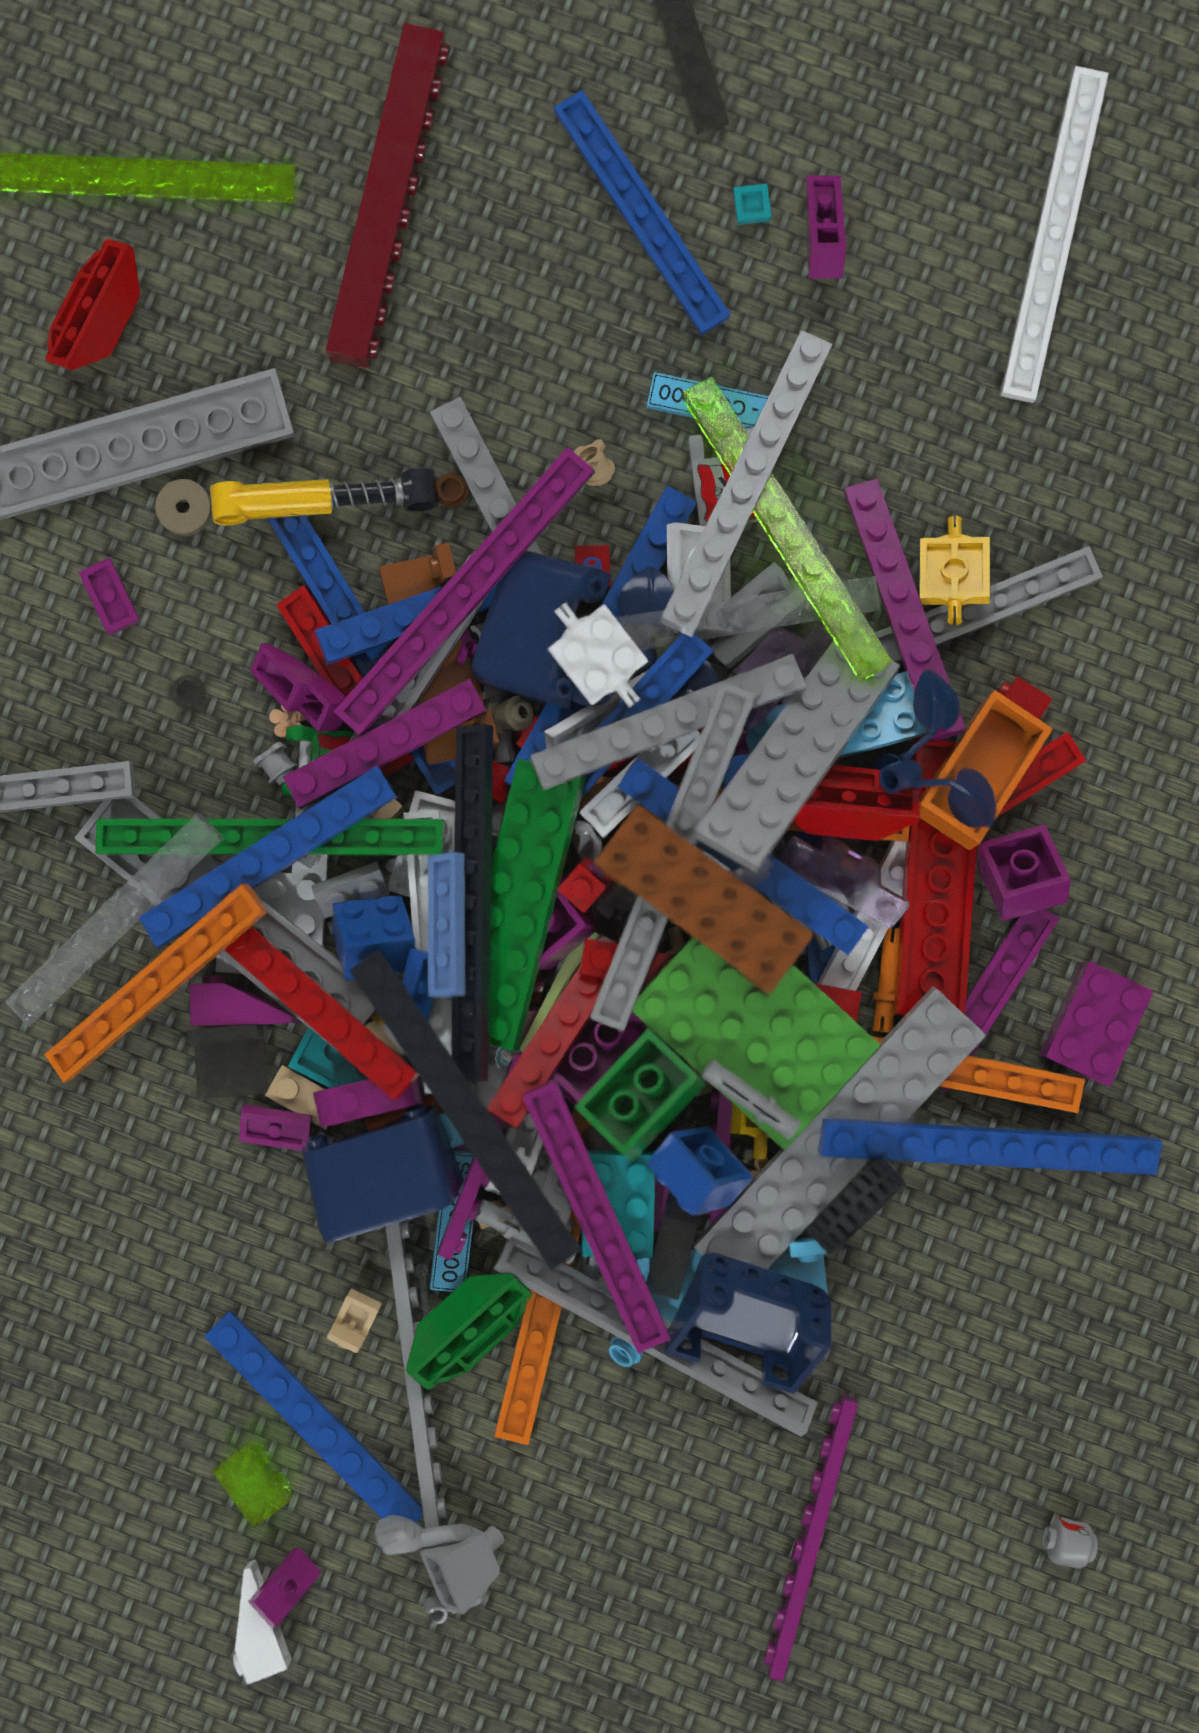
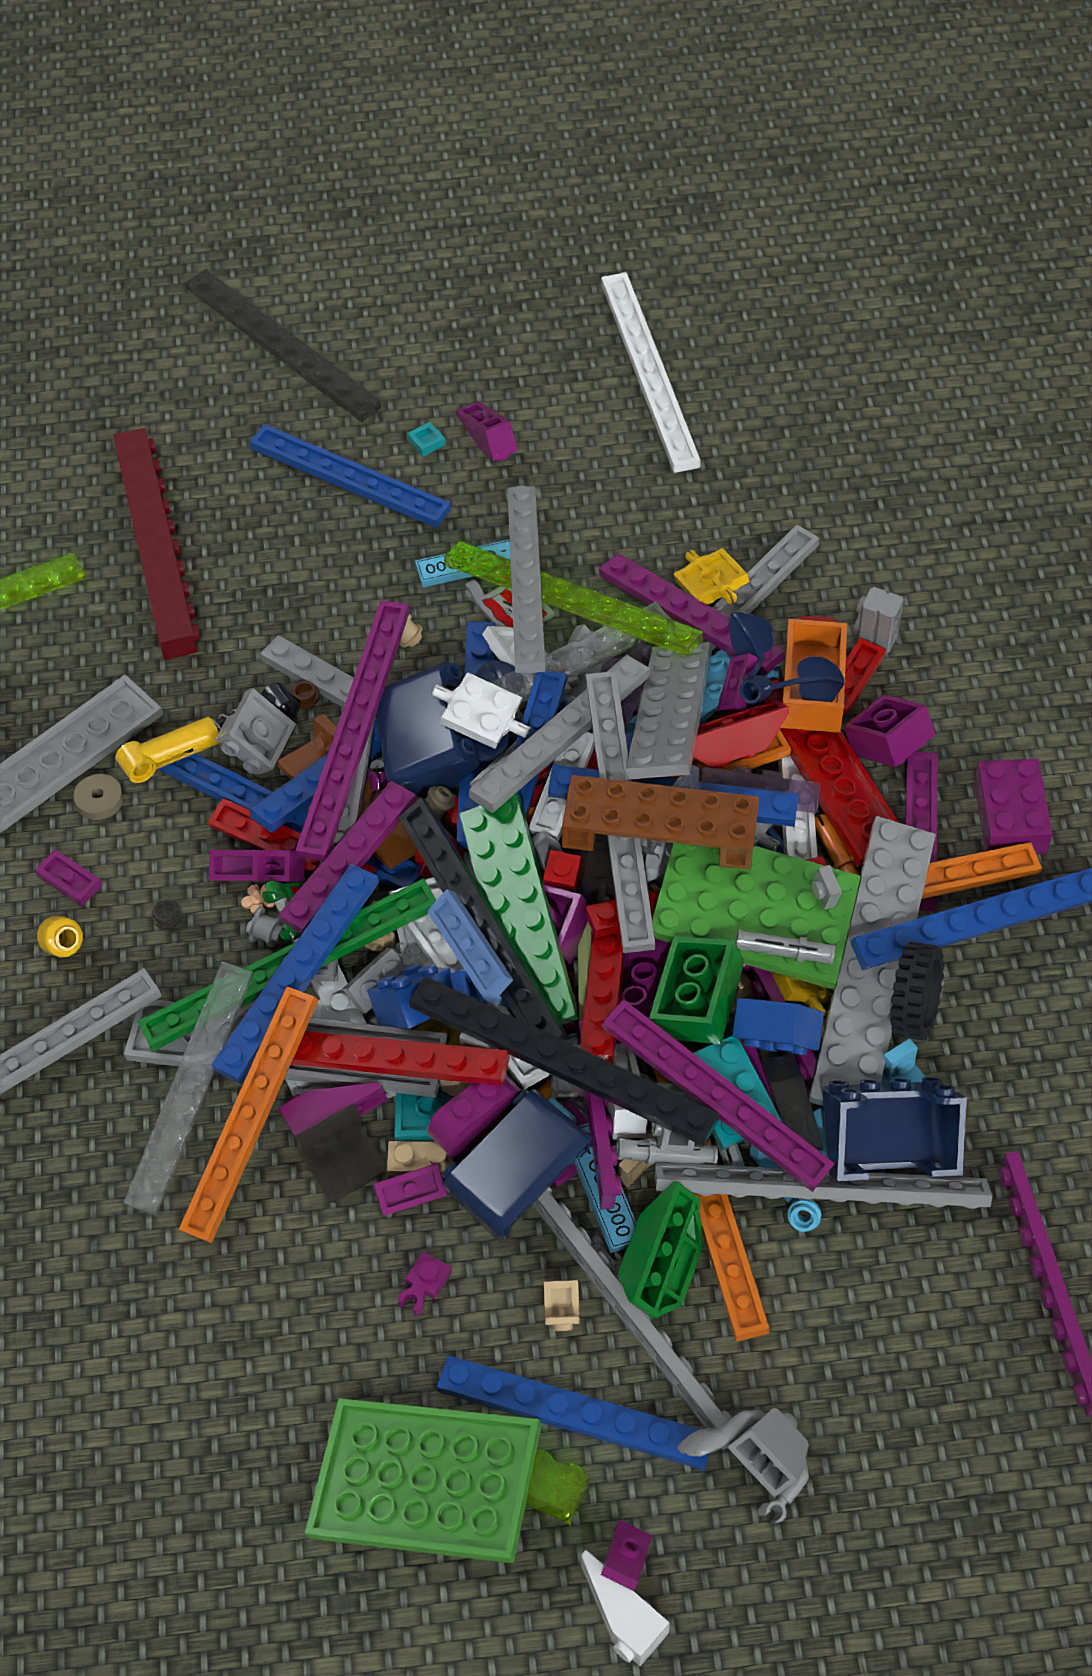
camera: 25 degrees left, 30 degrees down
(68, 669) = (60, 936): none -> yellow head
(144, 1428) = (425, 1480): none -> bright green plate
(247, 1222) = (424, 1278): none -> magenta plate
(371, 525) = (255, 733): none -> light grey plate
(829, 1055) = (826, 887): none -> light grey plate
(891, 742) = (737, 672): none -> magenta plate
(1097, 726) = (879, 617): none -> light grey brick

